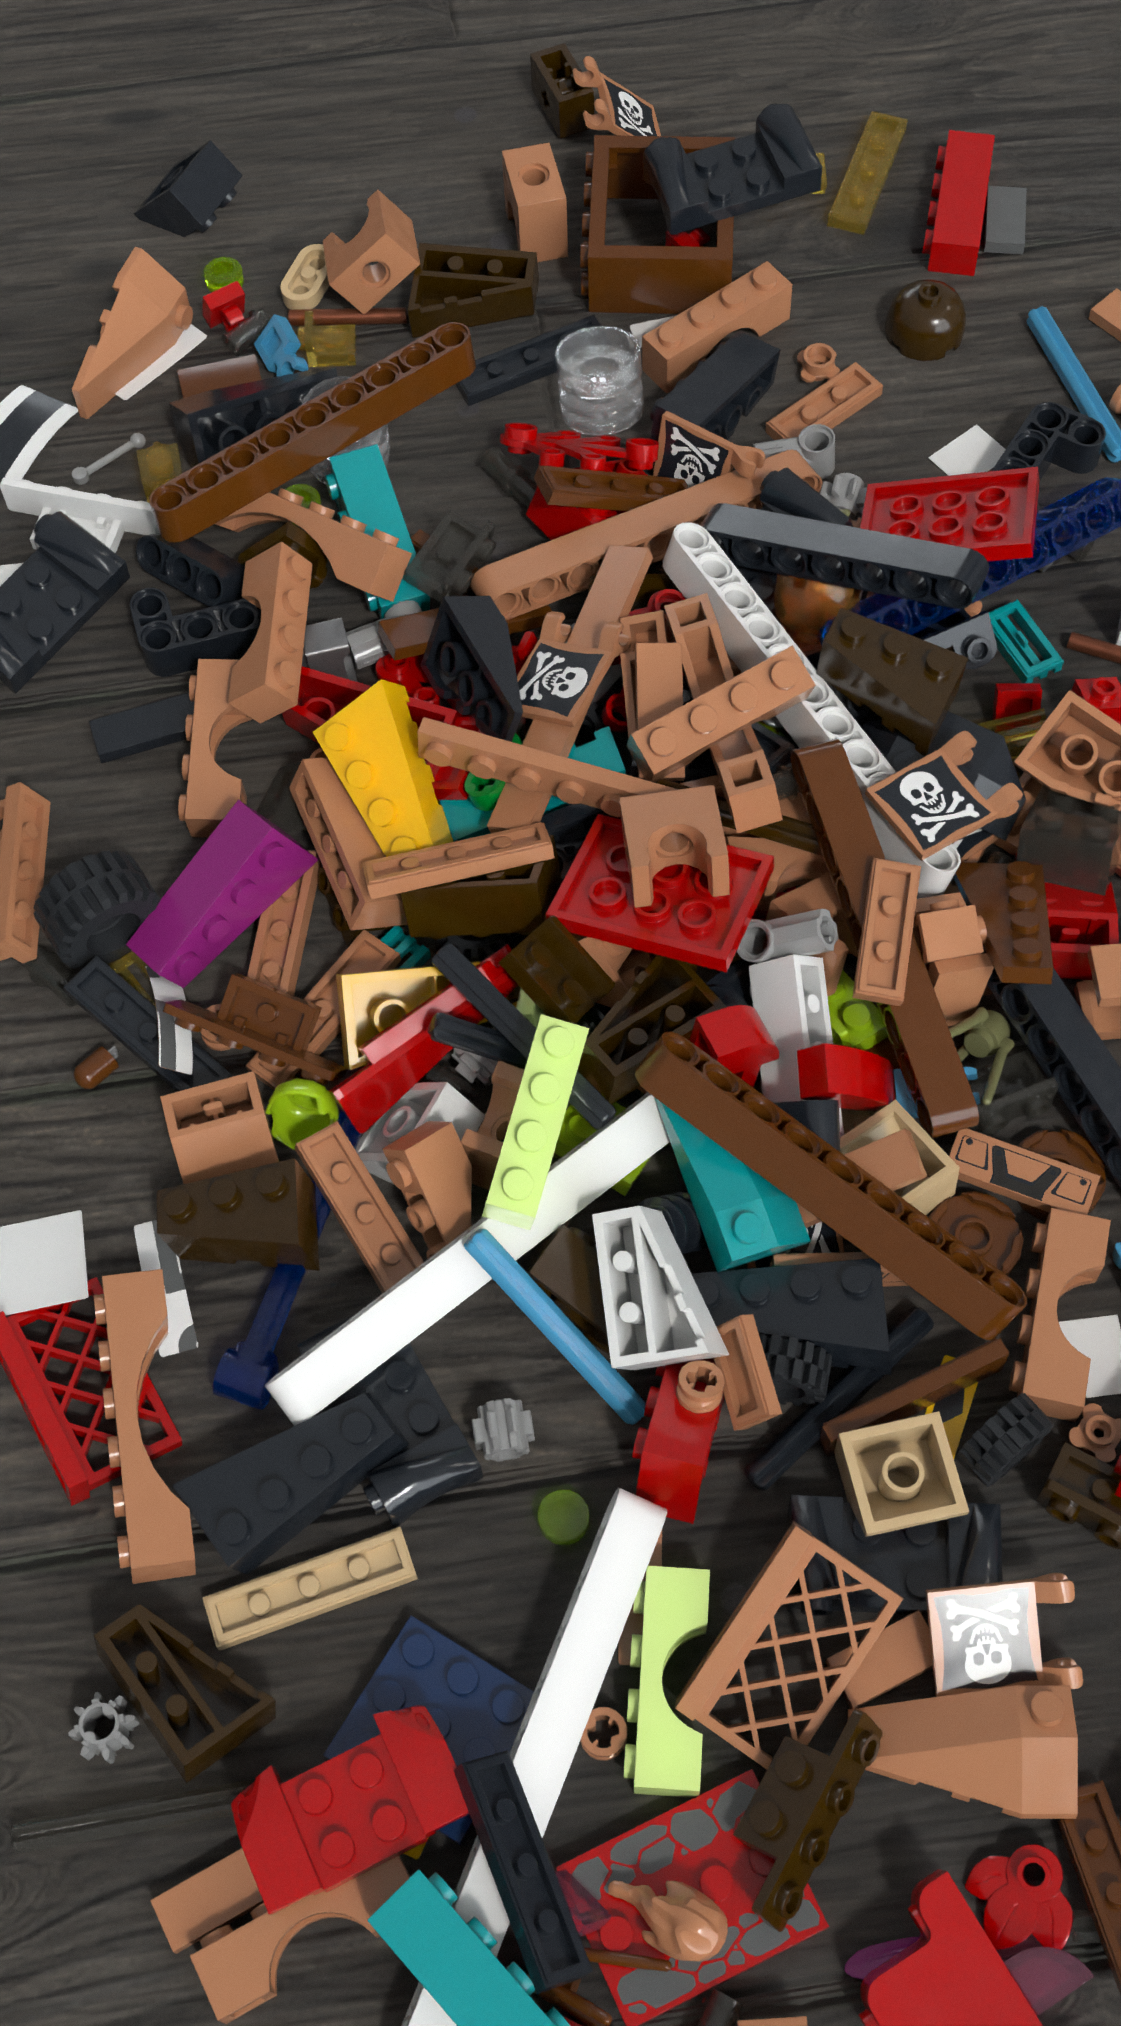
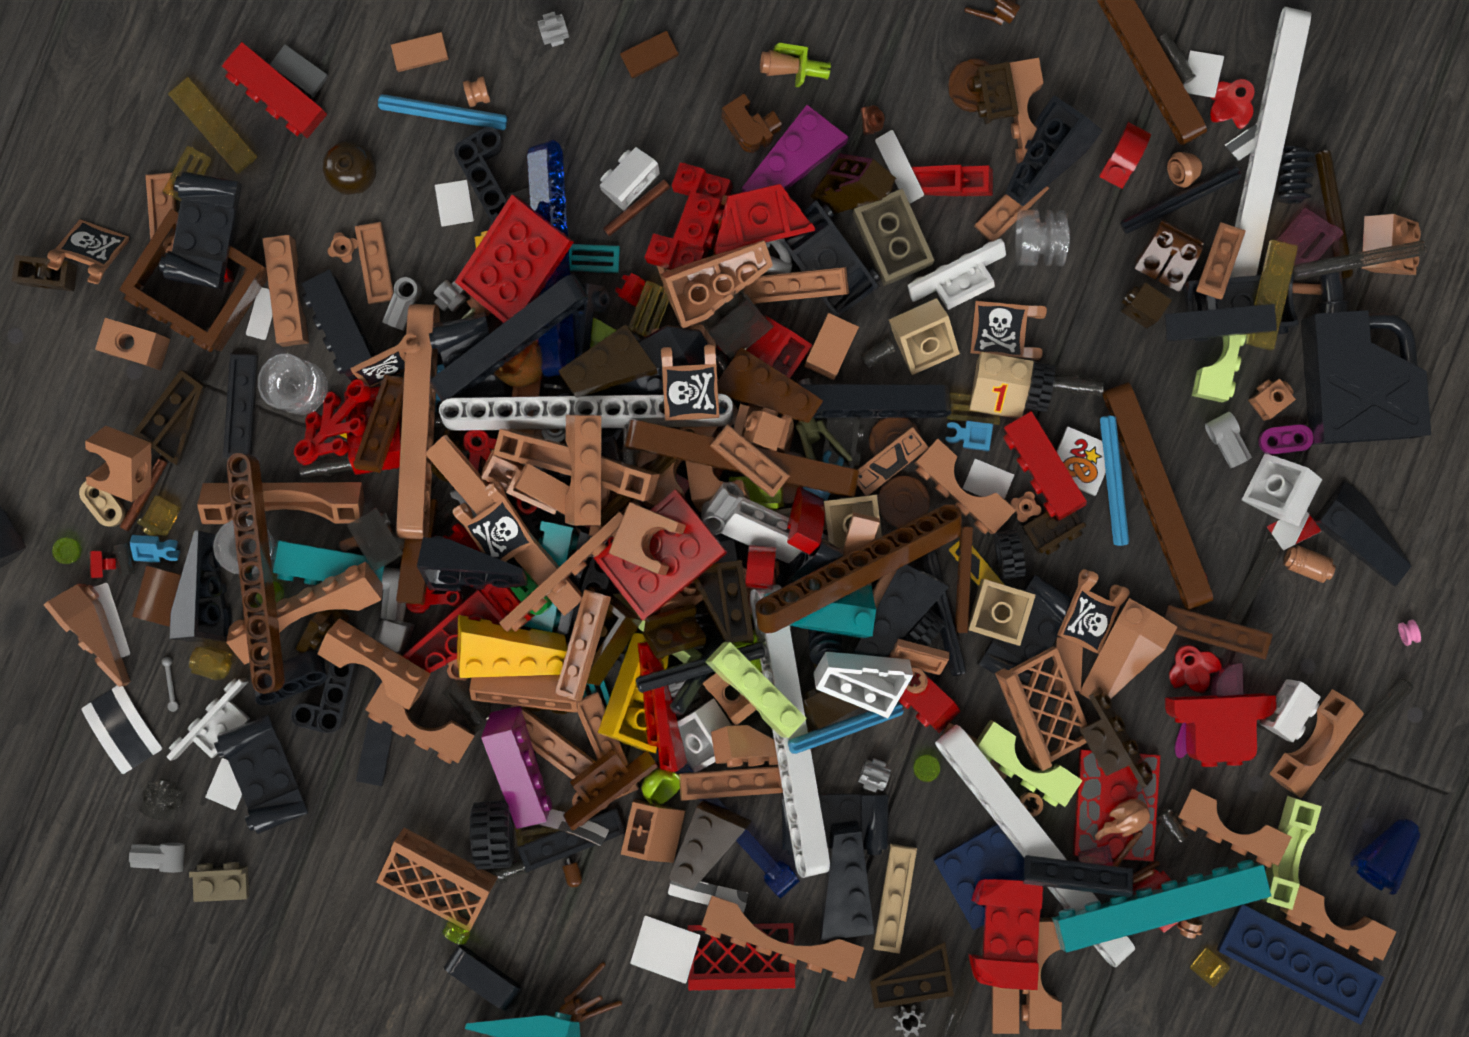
camera: 70 degrees left, 25 degrees up
(456, 471) = (334, 501): none -> nougat arch

